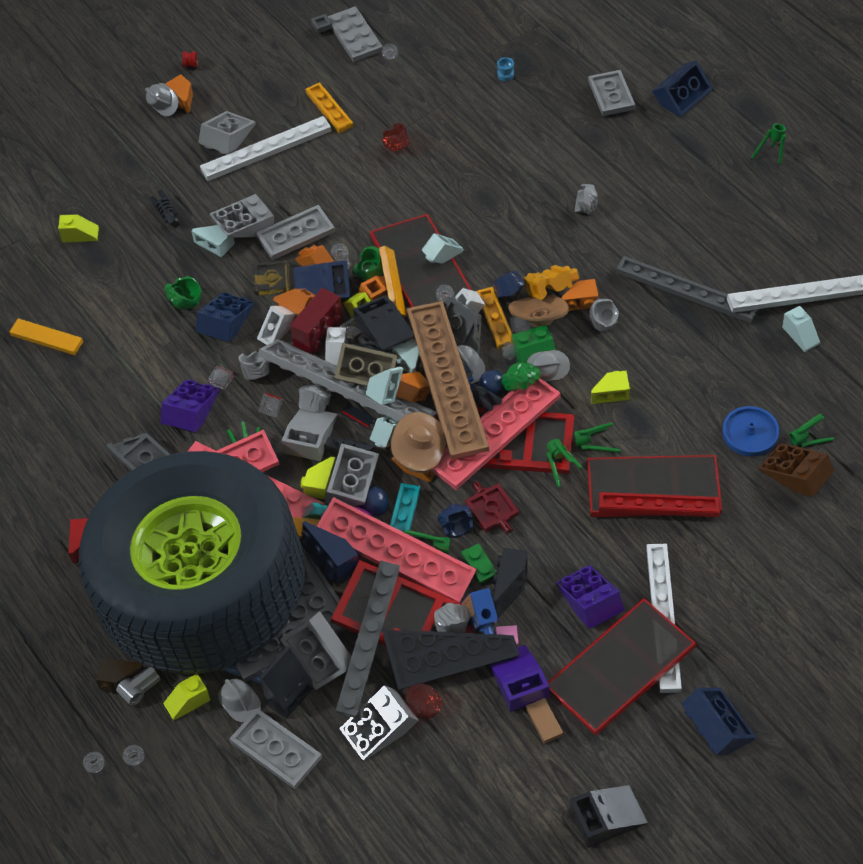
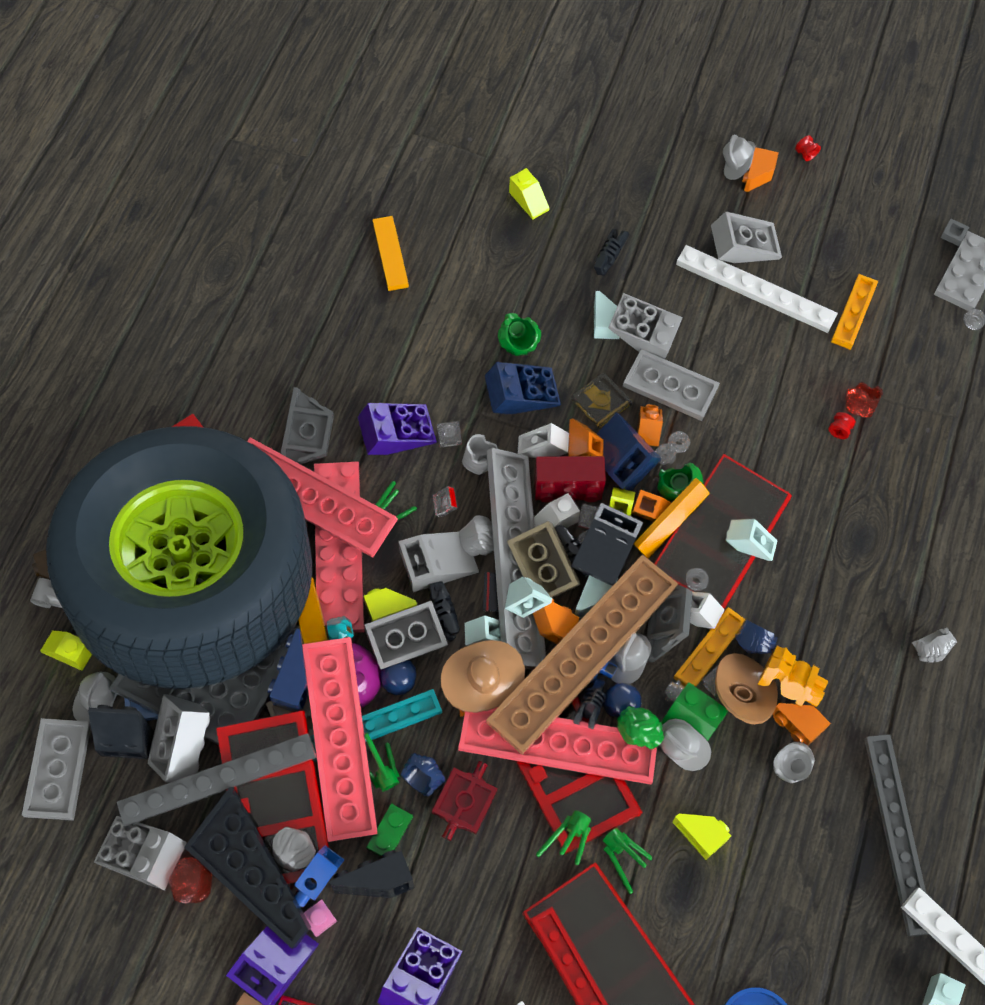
camera: 50 degrees right, 10 degrees up
(403, 160) = (841, 426): none -> red wheel

